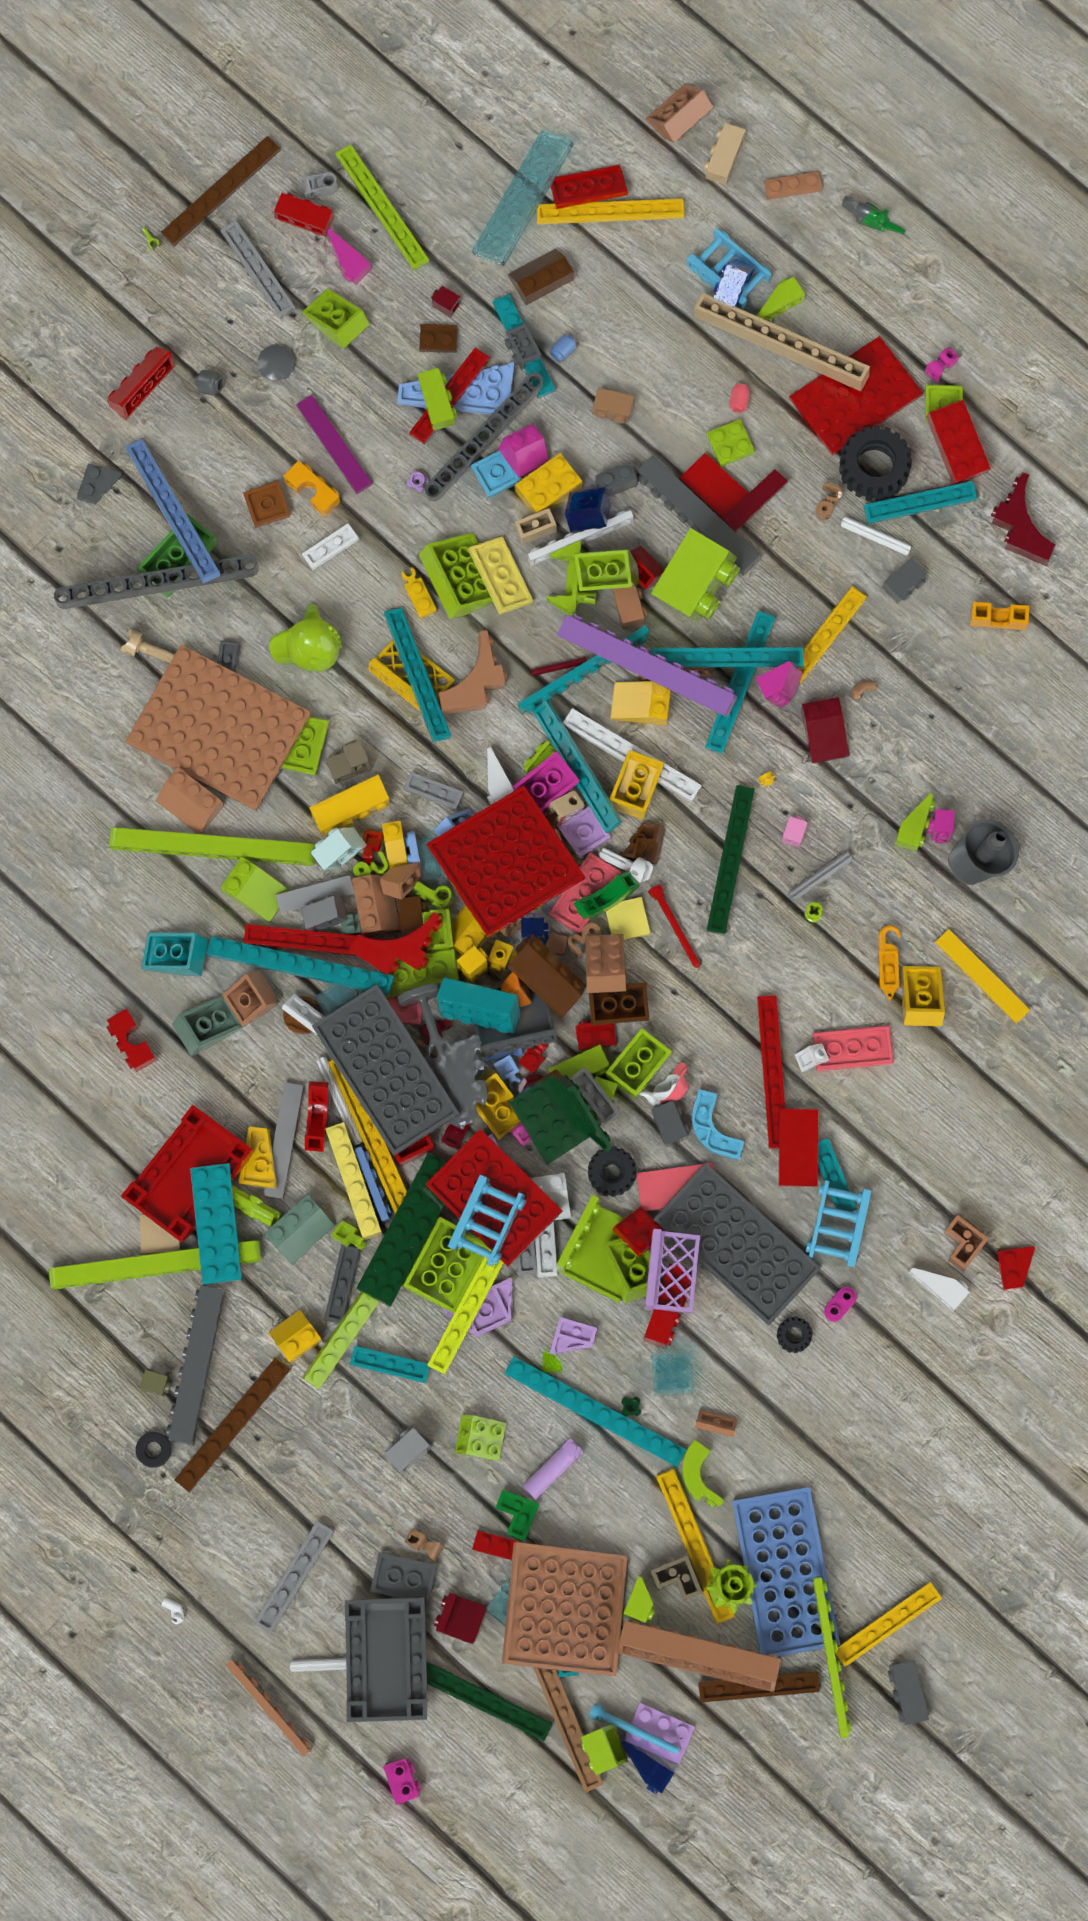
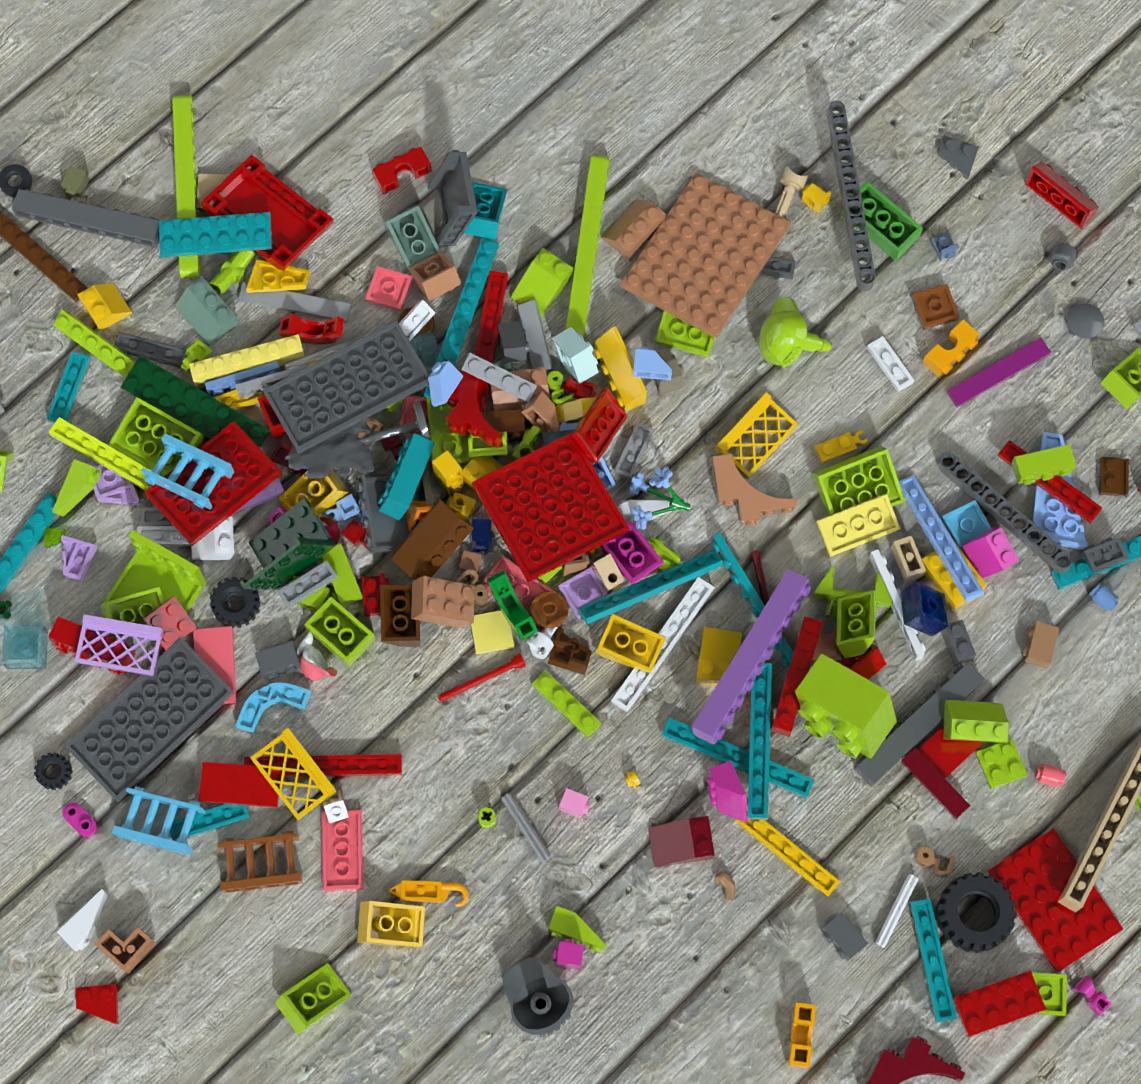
camera: 90 degrees right, 5 degrees down
(150, 621) = (815, 197): none -> yellow brick
(171, 974) = (456, 196): none -> dark grey panel
(172, 511) = (923, 212): medium blue plate -> none
(200, 496) = (944, 246): none -> sand blue bracket
(266, 1044) = (389, 288): none -> coral plate
(353, 770) = (650, 365): none -> light blue slope
(369, 920) = (498, 377): none -> light grey plate
(381, 972) = (443, 382): none -> light blue slope
(381, 1157) = (257, 385): none -> light grey plate
(414, 819) = (599, 425): none -> red tile
(417, 476) = (958, 444): lavender plate -> none
(417, 675) = (752, 437): teal tile -> none
(478, 755) = (659, 479): none -> light blue plant
(494, 1337) = (78, 483): none -> lime slope
(516, 495) = (940, 539): none -> light blue tile
(604, 863) = (549, 609): none -> dark orange tile
(662, 624) = (798, 669): none -> red brick
(695, 463) = (975, 721): none -> lime slope
(695, 845) = (566, 704): none -> lime plate
(730, 860) = (548, 737): dark green plate -> none
(774, 1083) = (309, 768): none -> yellow fence
(886, 1111) = (252, 881): none -> dark orange fence
(982, 976) = (408, 990): yellow tile -> none
(998, 1063) = (312, 998): none -> lime slope

